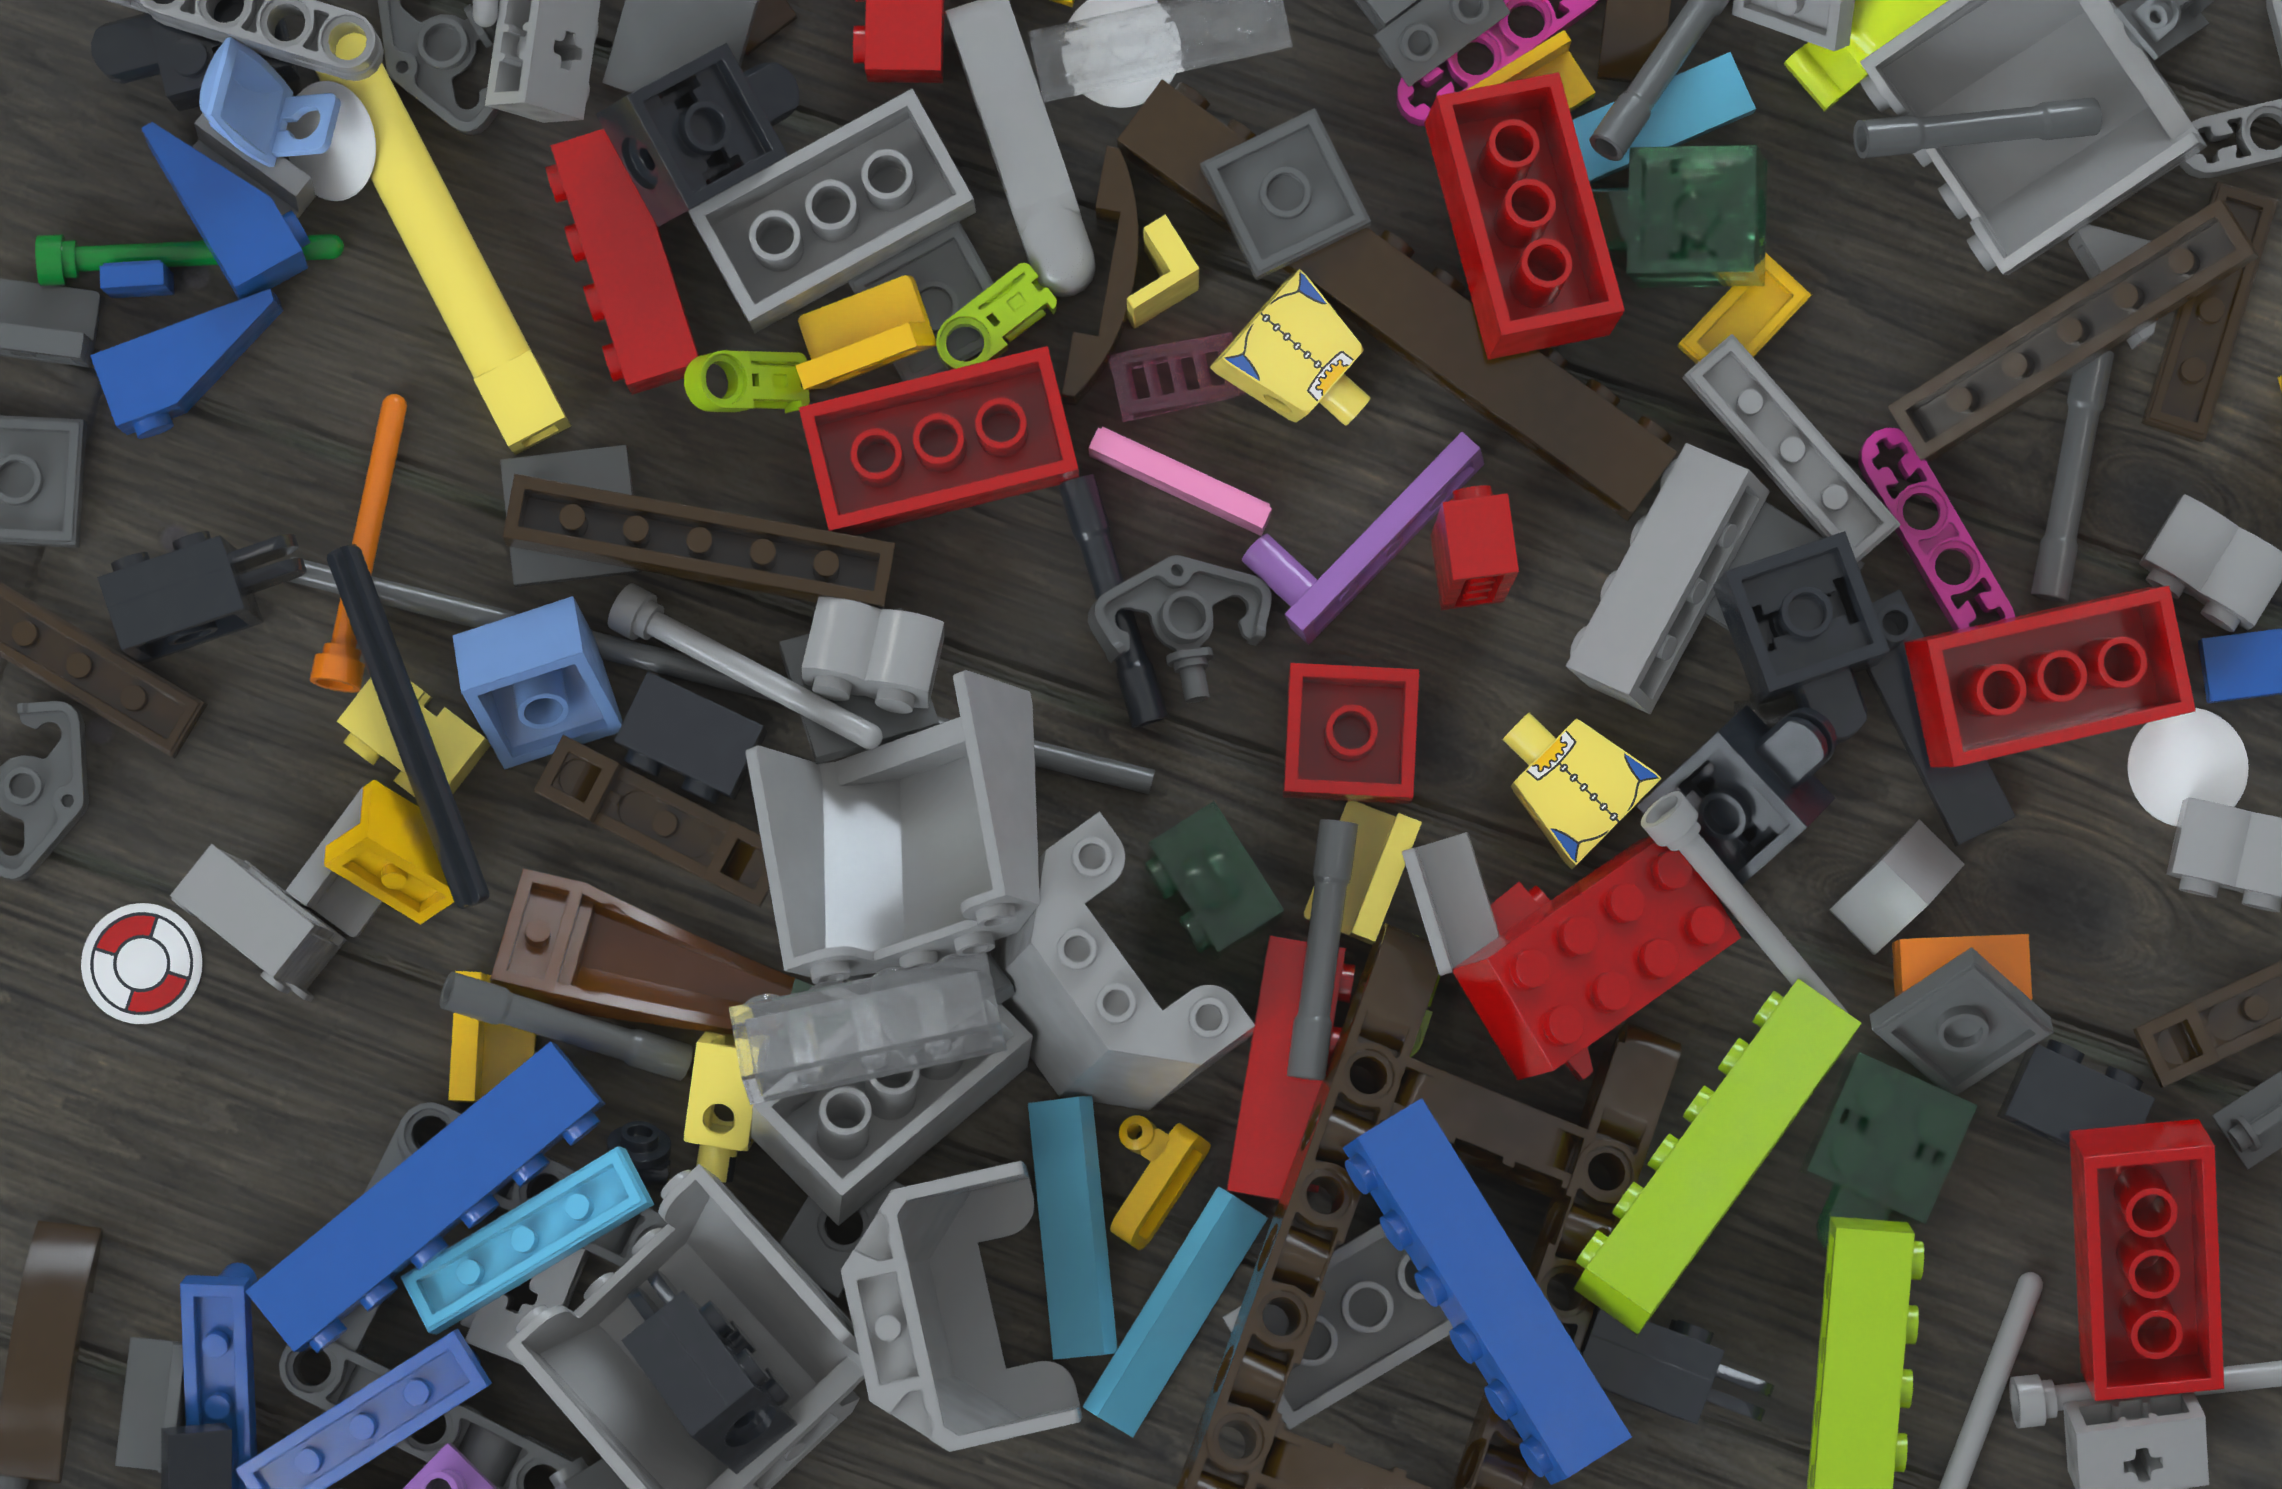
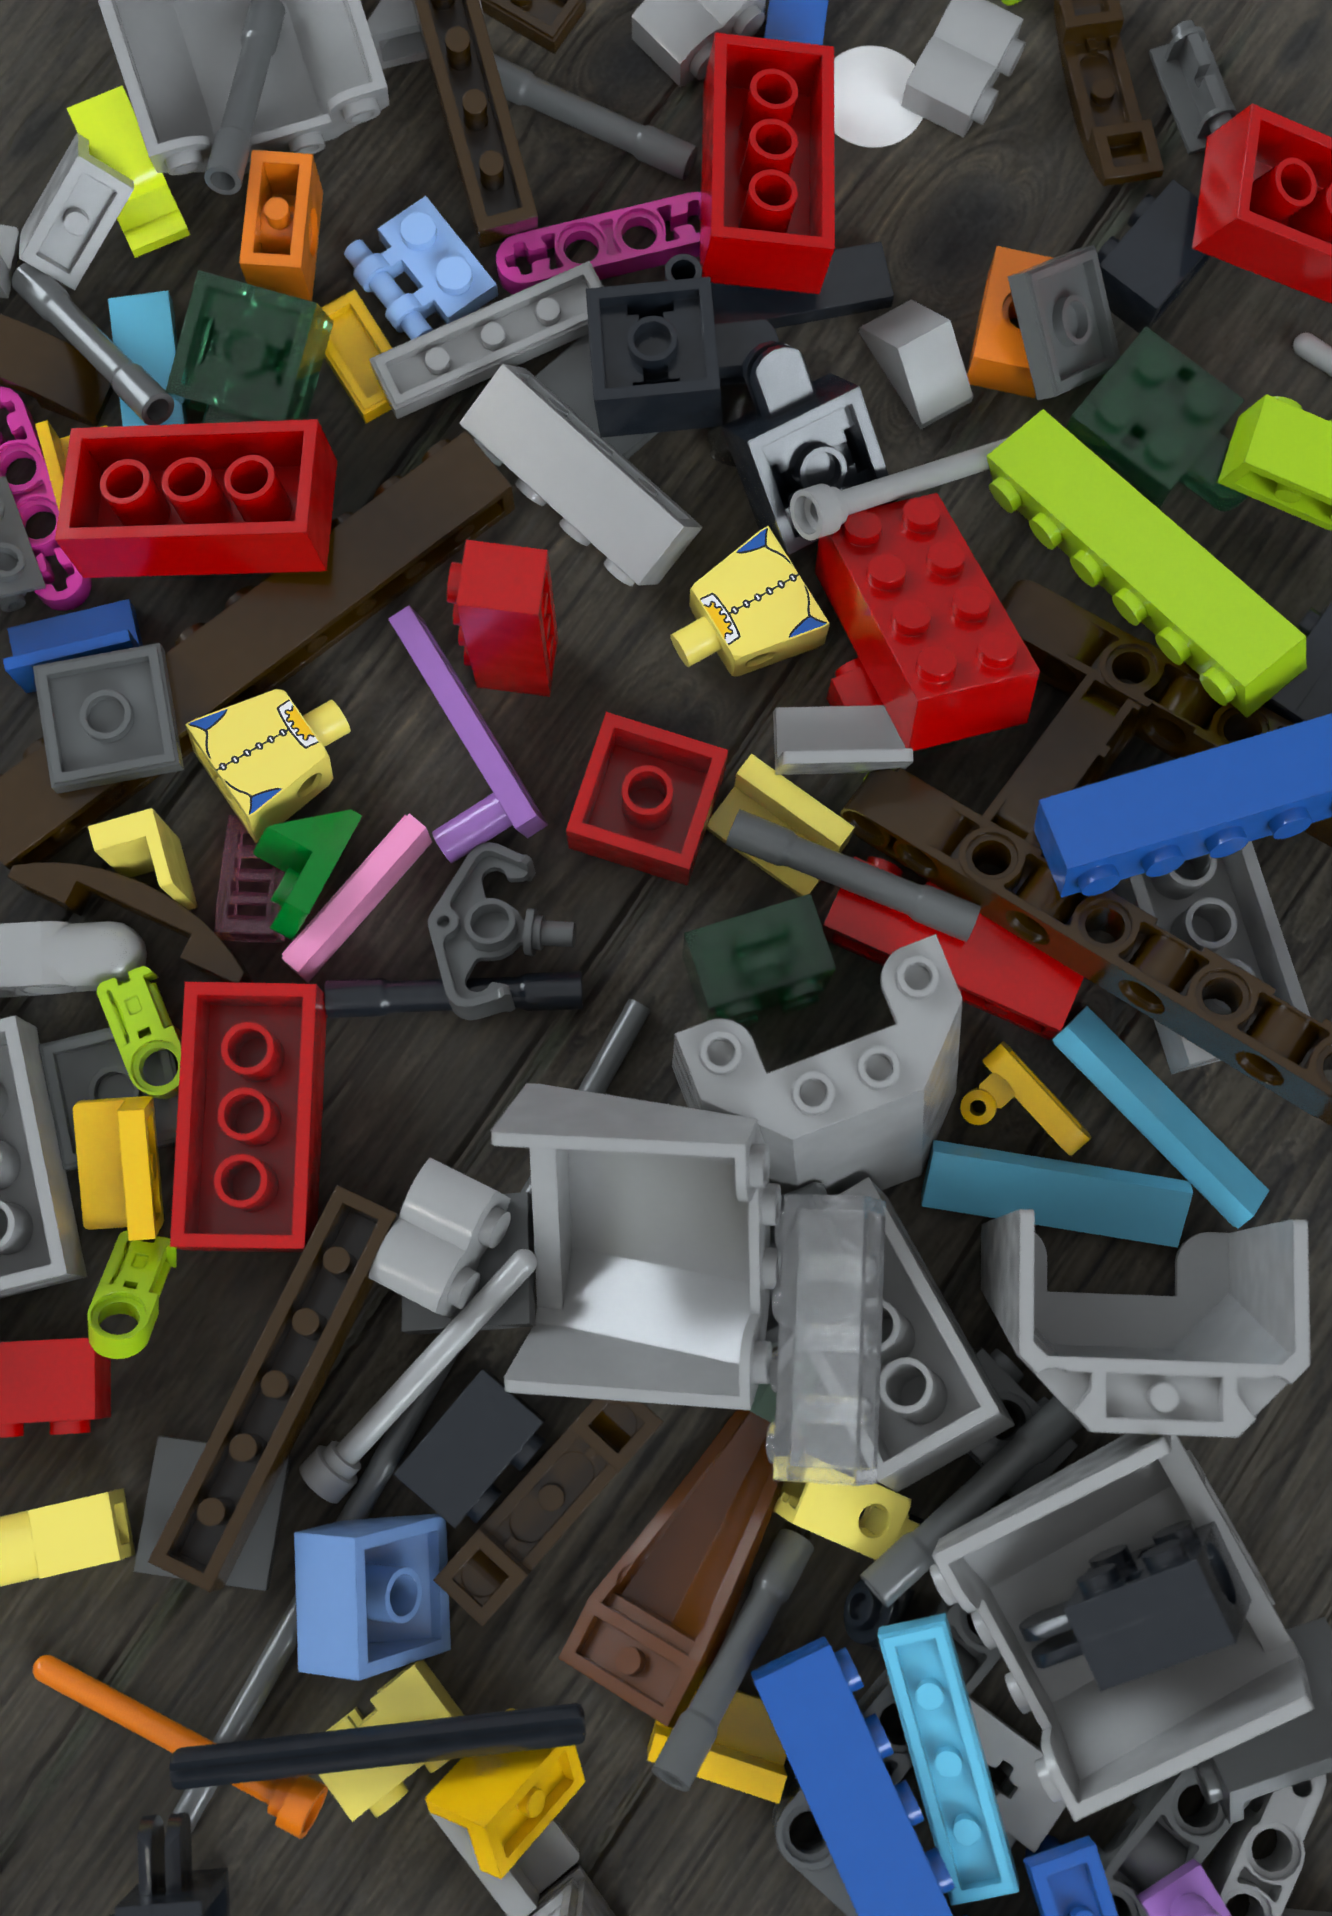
camera: 80 degrees left, 5 degrees down
(685, 1151) = (912, 1553): none -> dark grey piece
(1204, 427) = (307, 855): none -> green slope
(1362, 132) = (70, 637): none -> blue panel
(1848, 205) = (282, 223): none -> orange brick
(1866, 368) = (436, 262): none -> light blue plate

